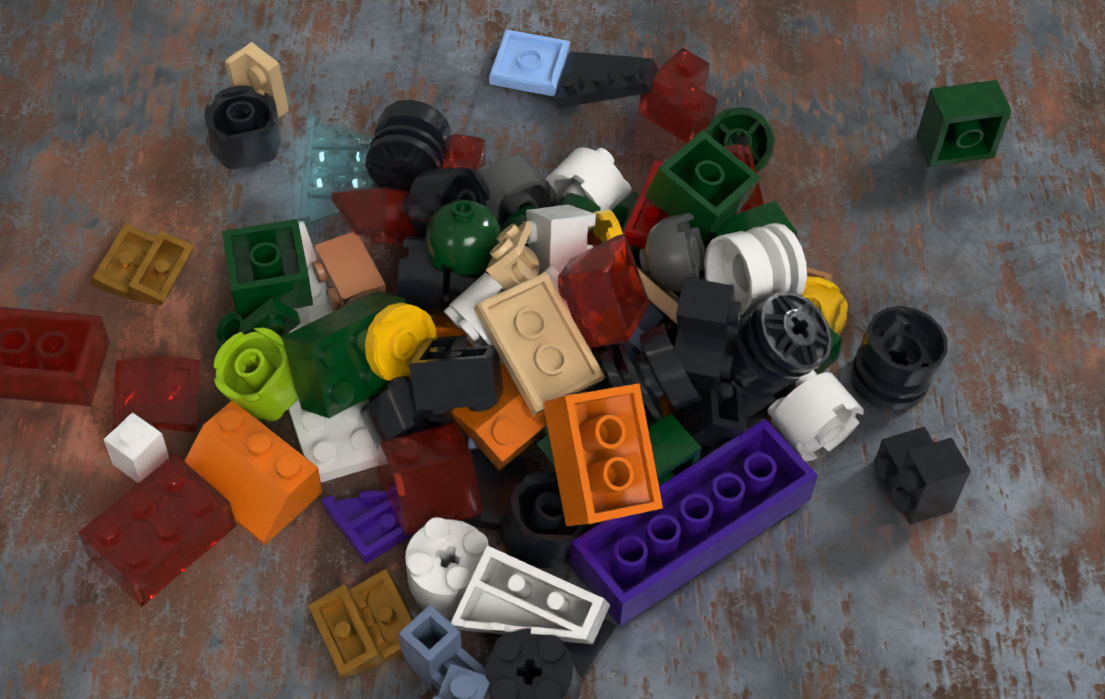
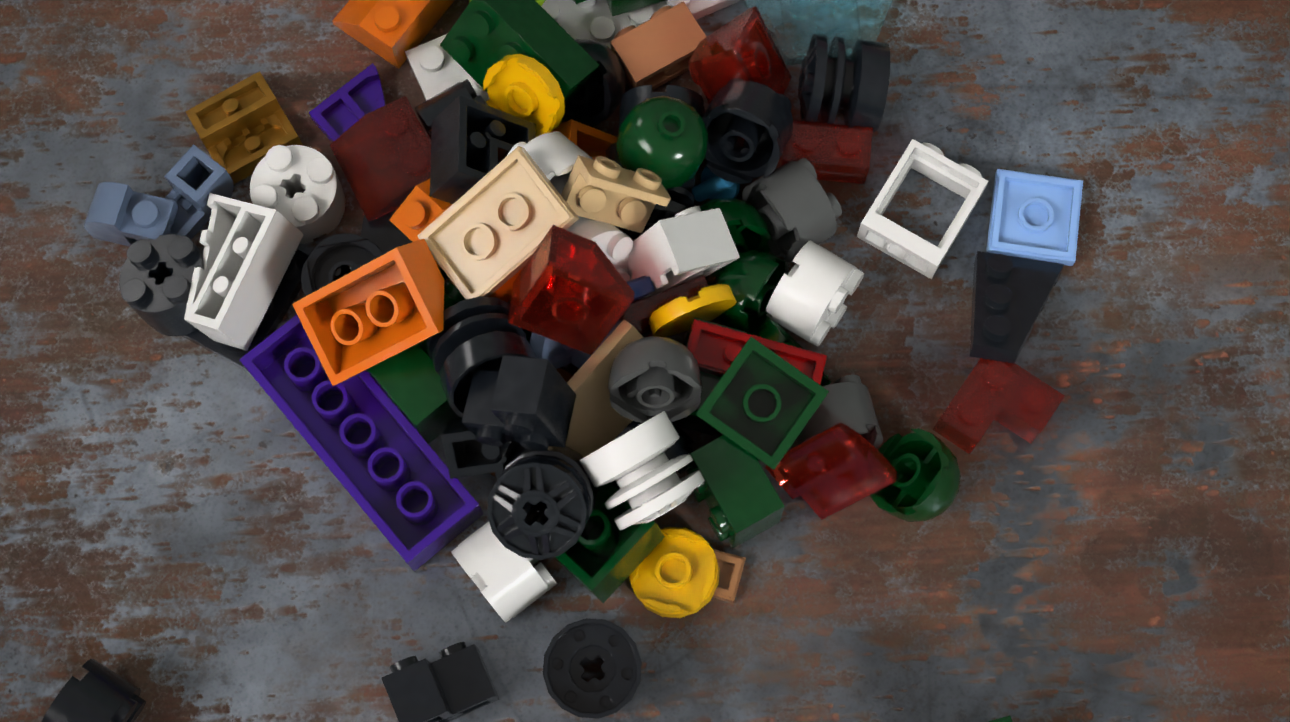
camera: 90 degrees right, 20 degrees up
(551, 116) = (899, 241): none -> white window

